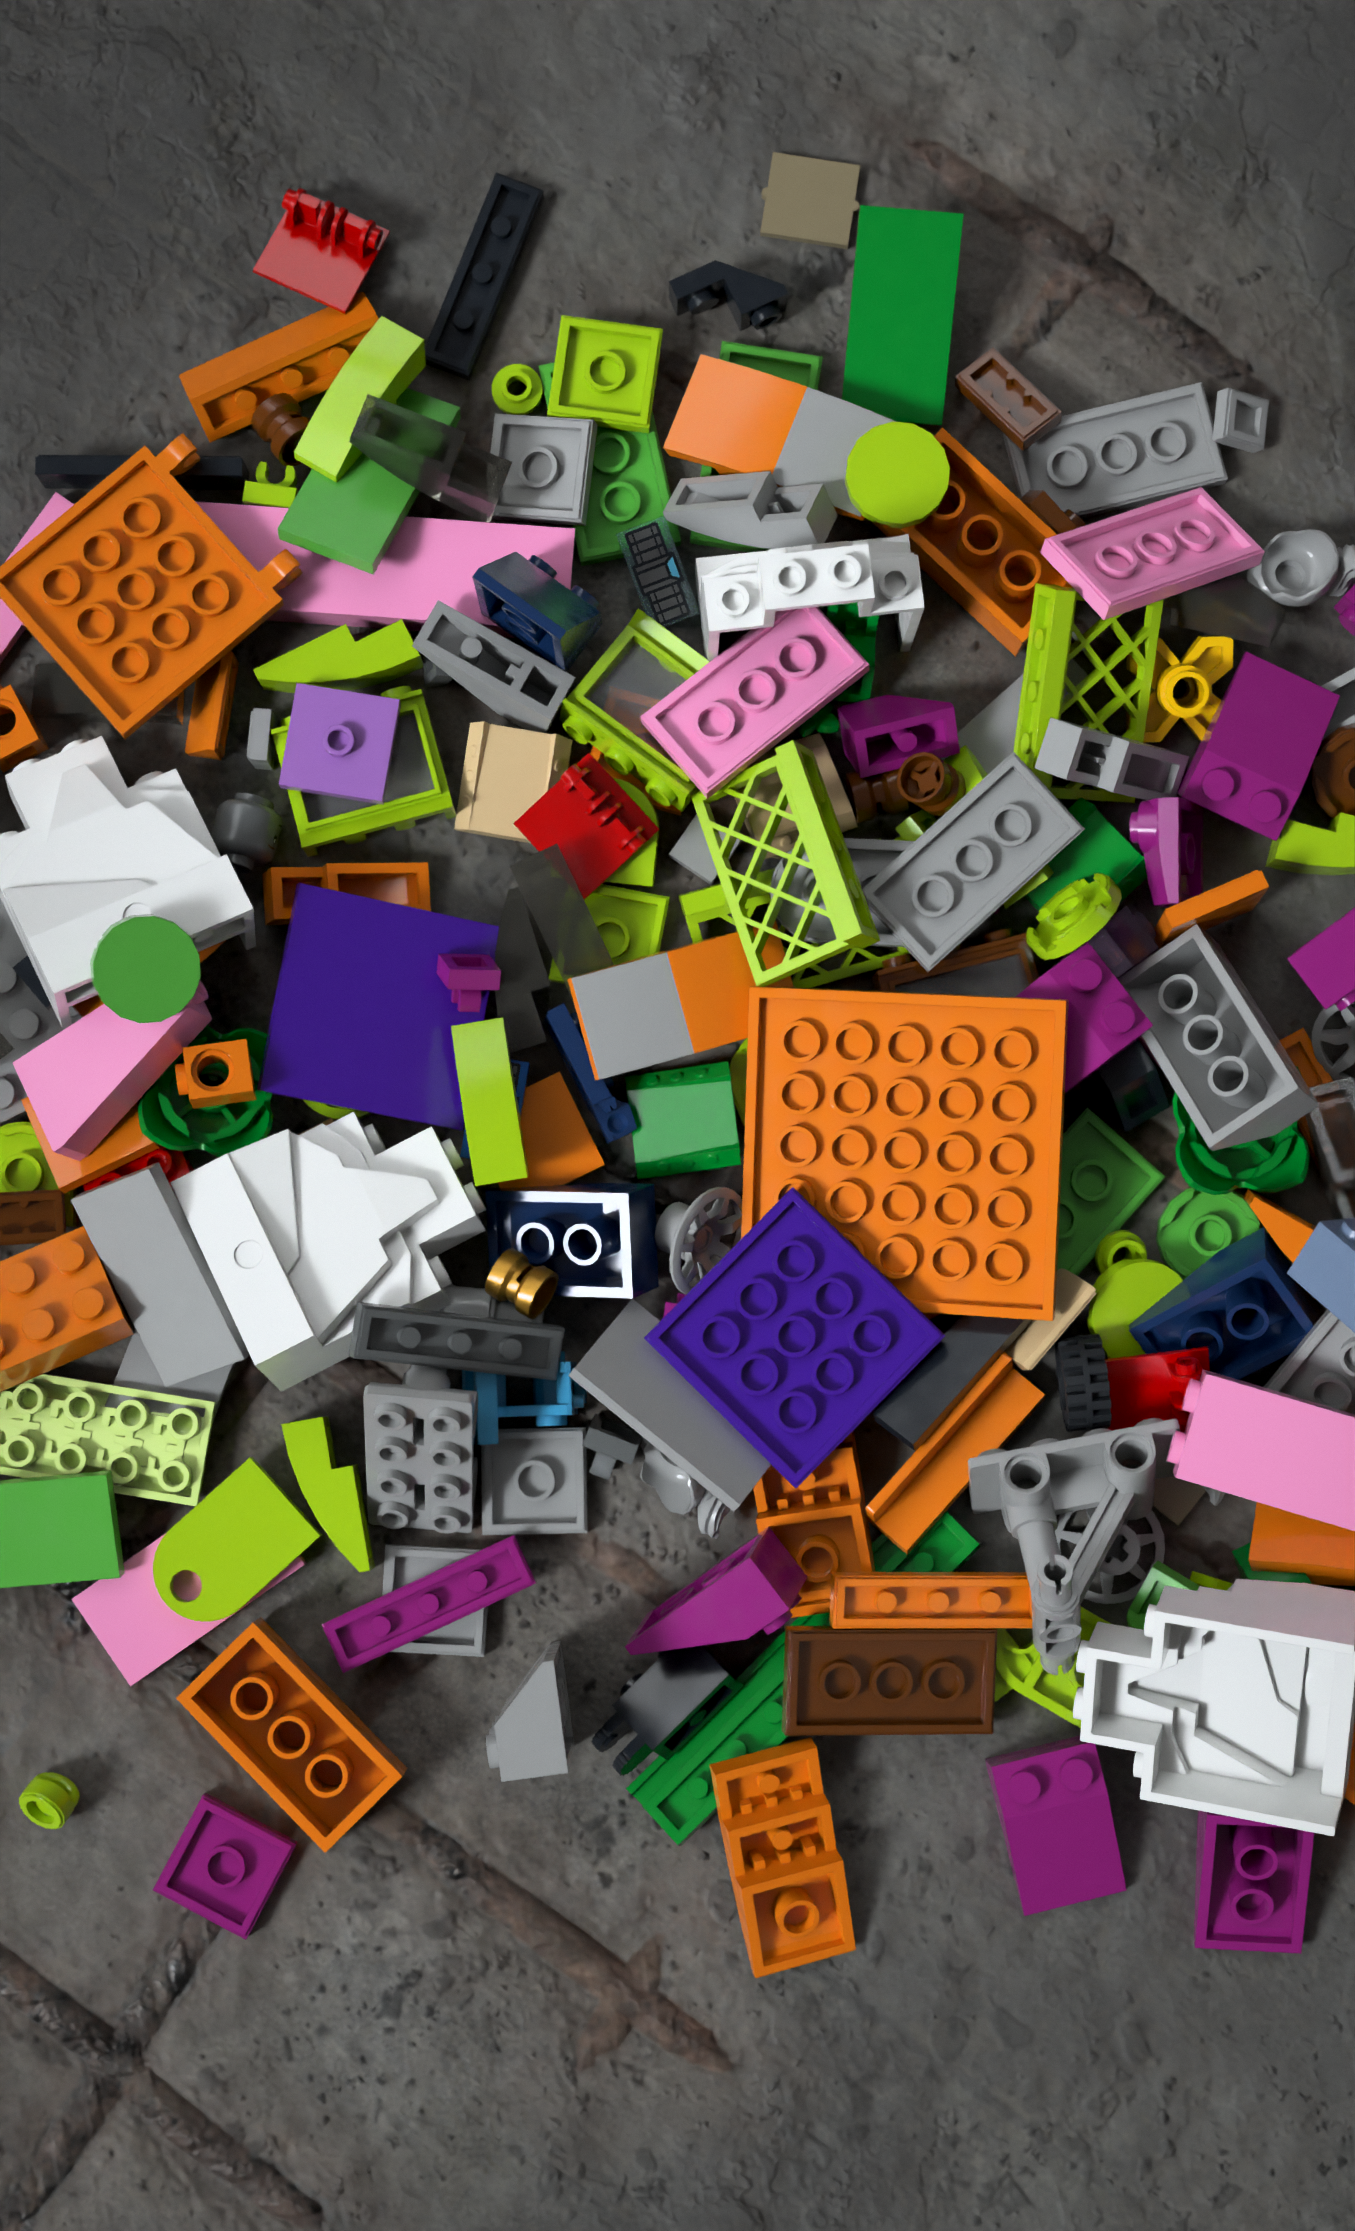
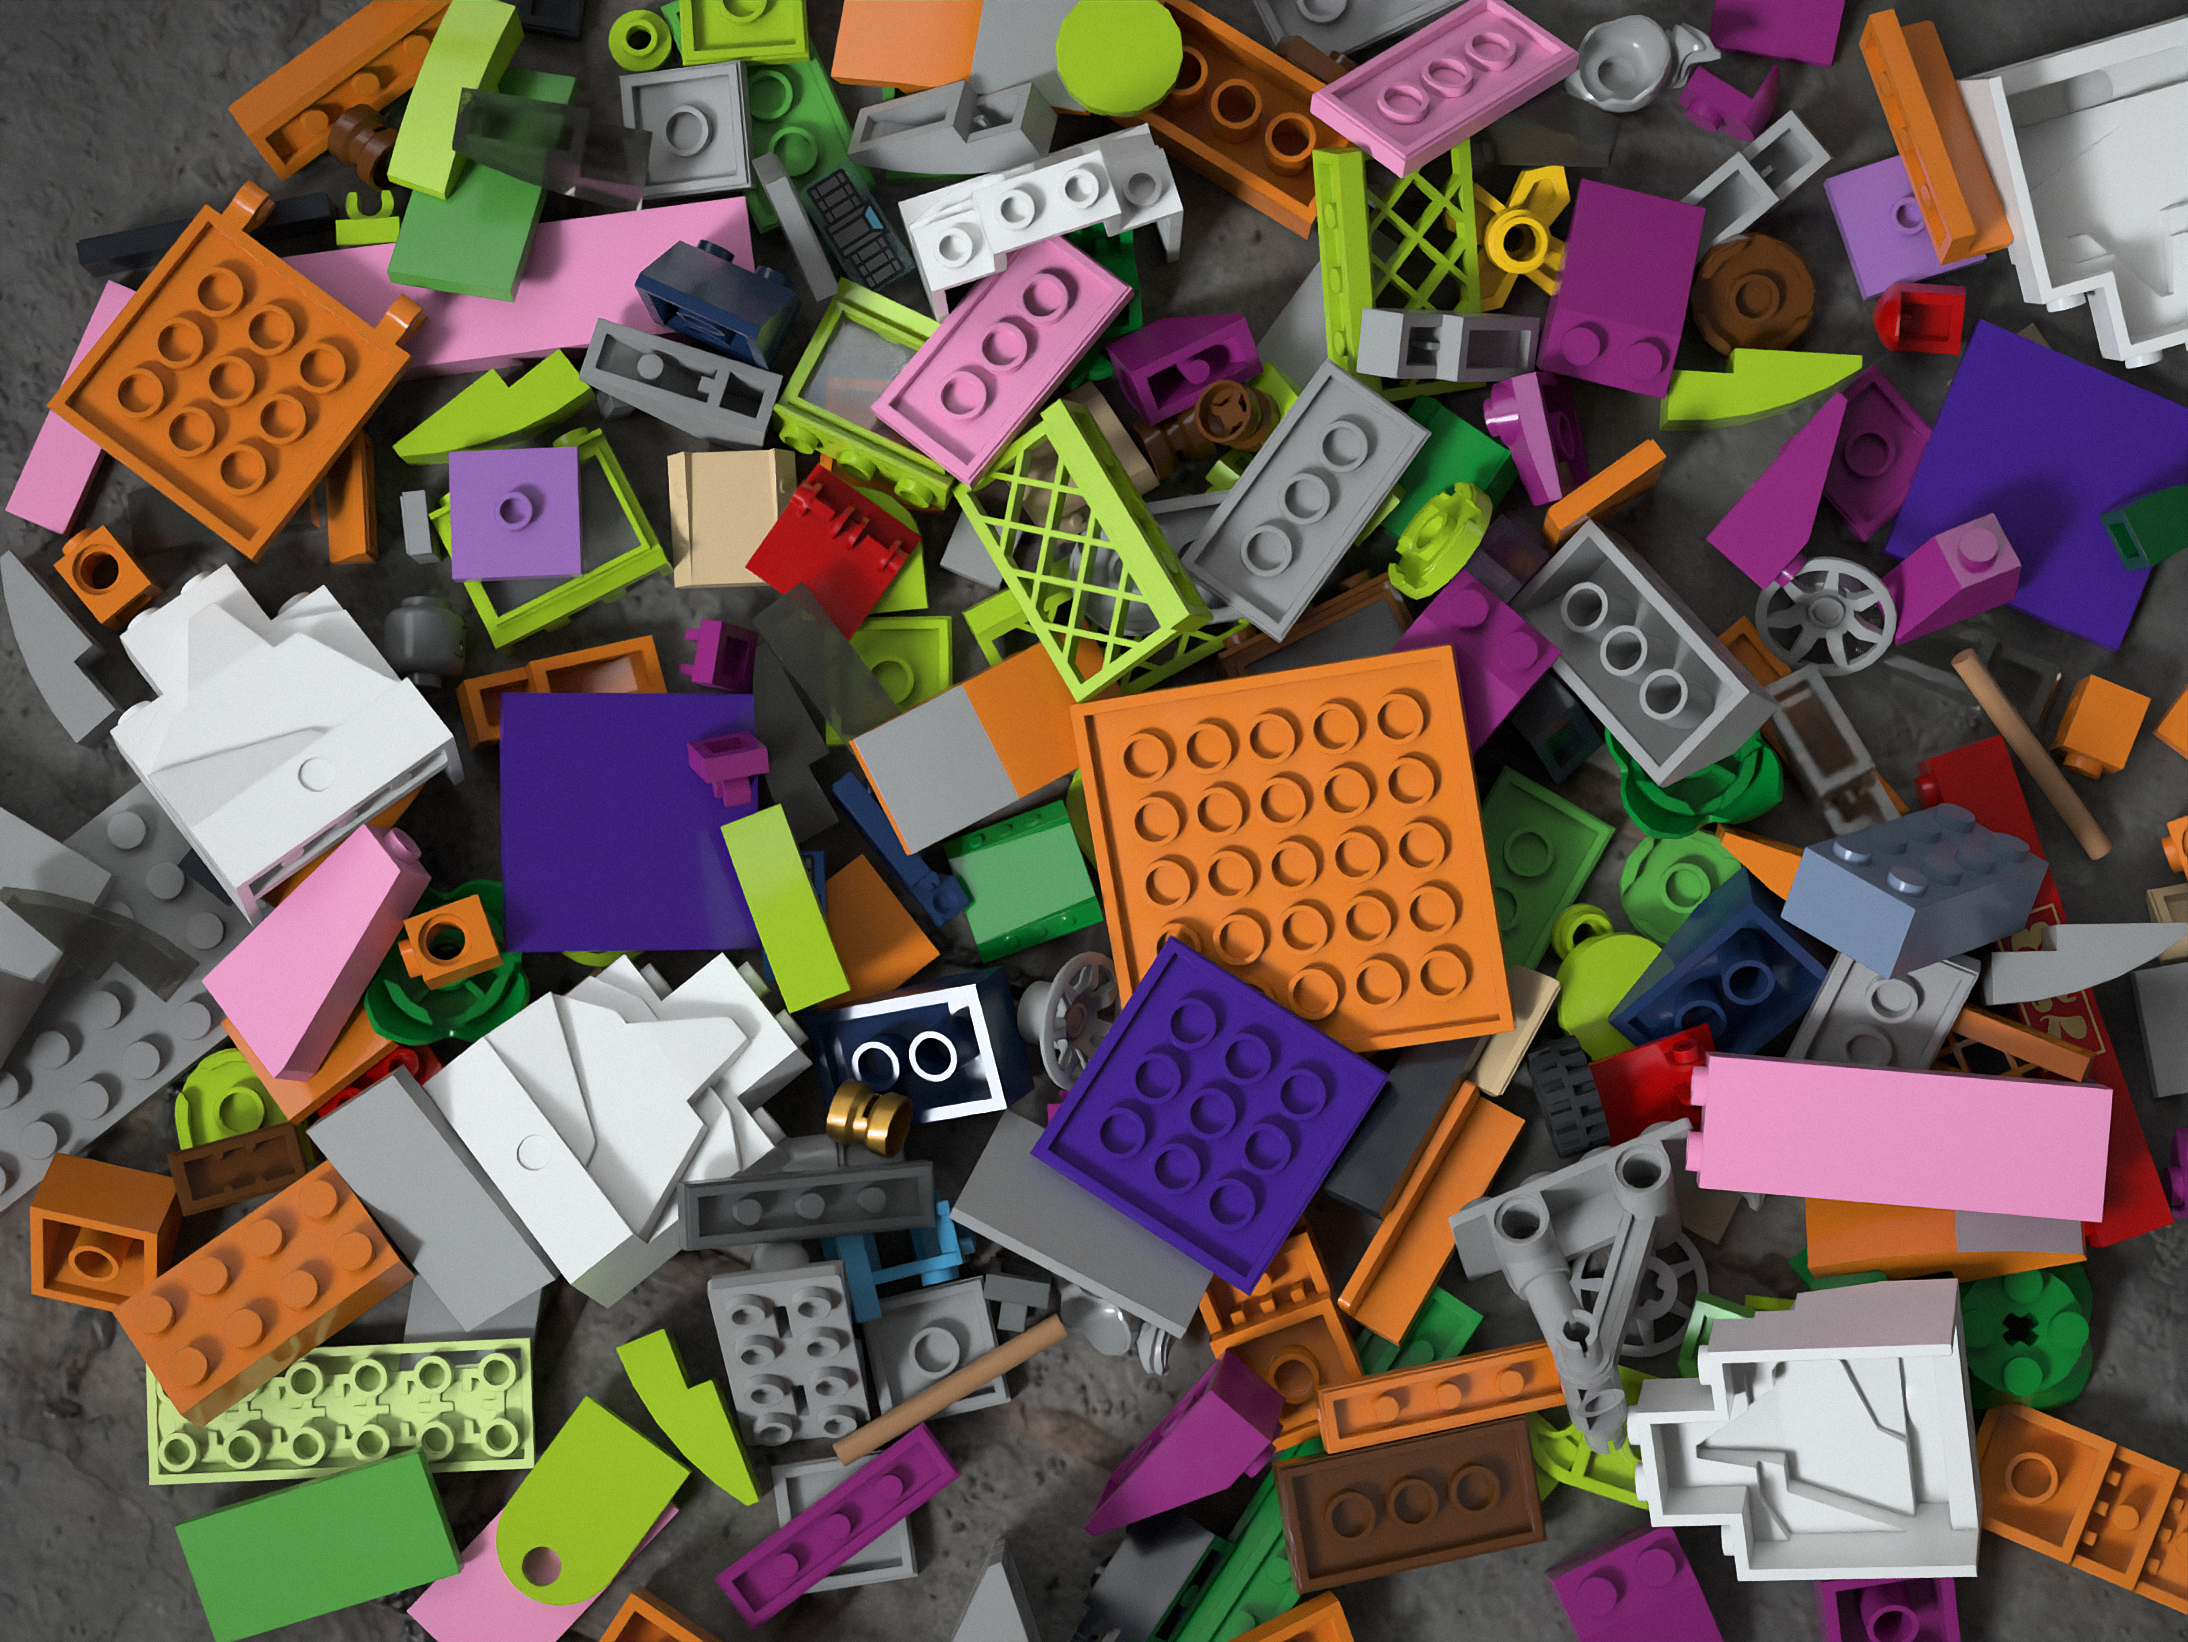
camera: 10 degrees left, 0 degrees up
(145, 968) = (339, 835): bright green tile -> none
(480, 891) = (722, 656): none -> magenta tile
(540, 1513) = (950, 1390): none -> medium nougat bar
(610, 560) = (795, 226): none -> light grey tile

